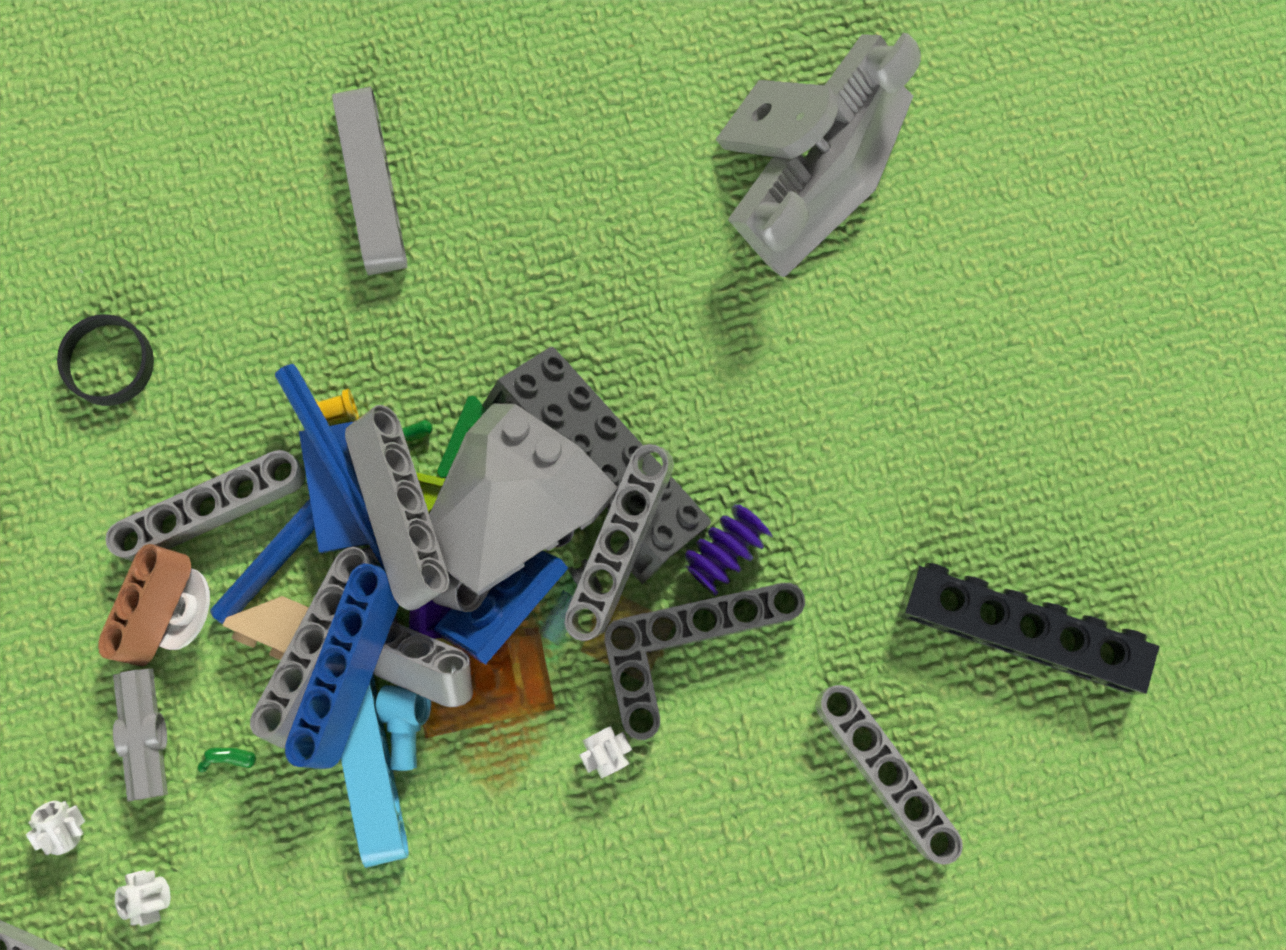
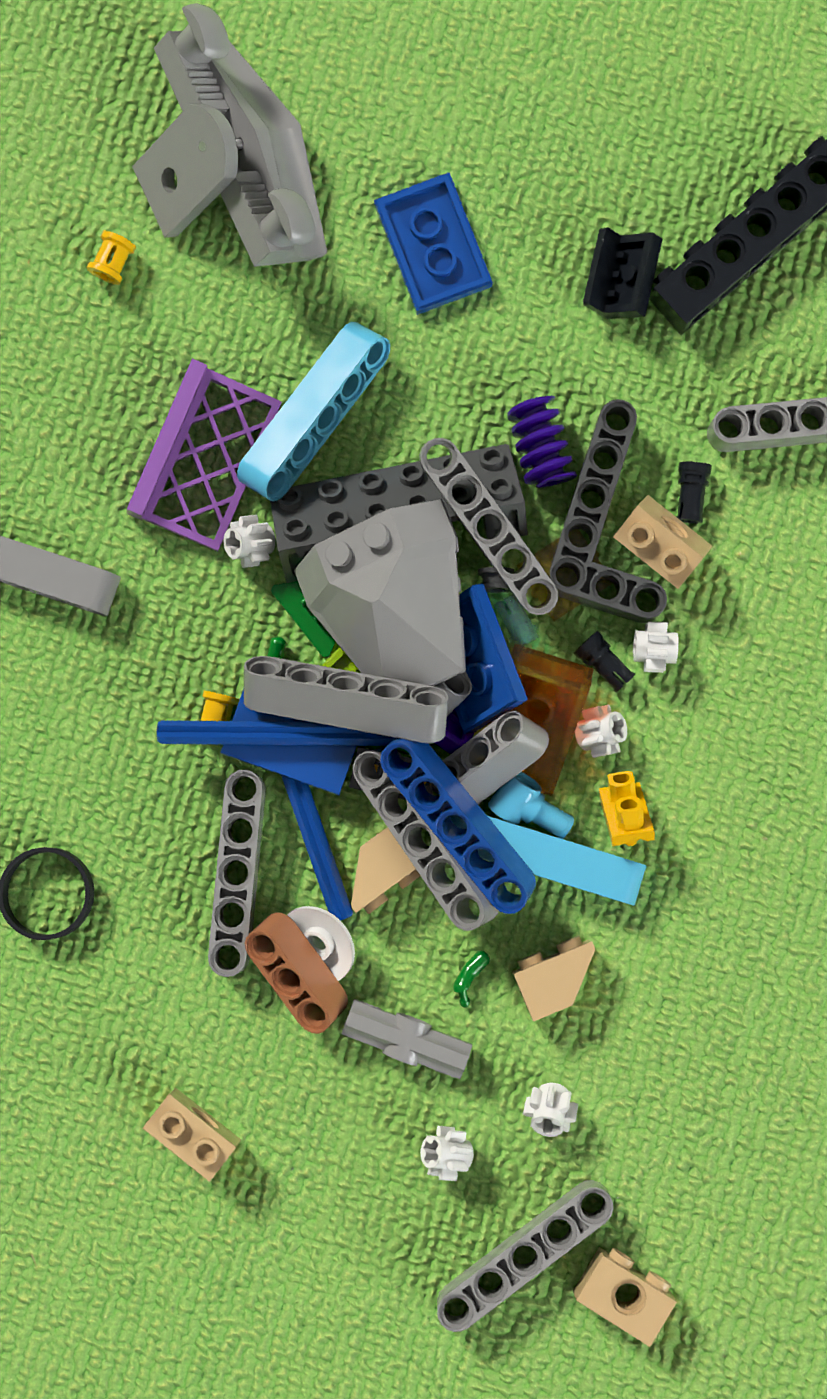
camera: 50 degrees left, 5 degrees up
(259, 833) = (553, 981): none -> tan slope
(443, 810) = (625, 810): none -> yellow hips
(497, 352) = (249, 541): none -> white gear
(503, 747) = (601, 731): none -> white gear
(546, 240) = (169, 444): none -> medium lavender fence
(572, 704) = (596, 653): none -> black pin
(639, 341) = (313, 411): none -> medium azure beam
(671, 106) = (111, 243): none -> yellow bush
(701, 704) = (662, 541): none -> tan brick
(772, 701) = (692, 490): none -> black pin
(846, 359) = (433, 243): none -> blue tile
(916, 531) = (622, 274): none -> black bracket

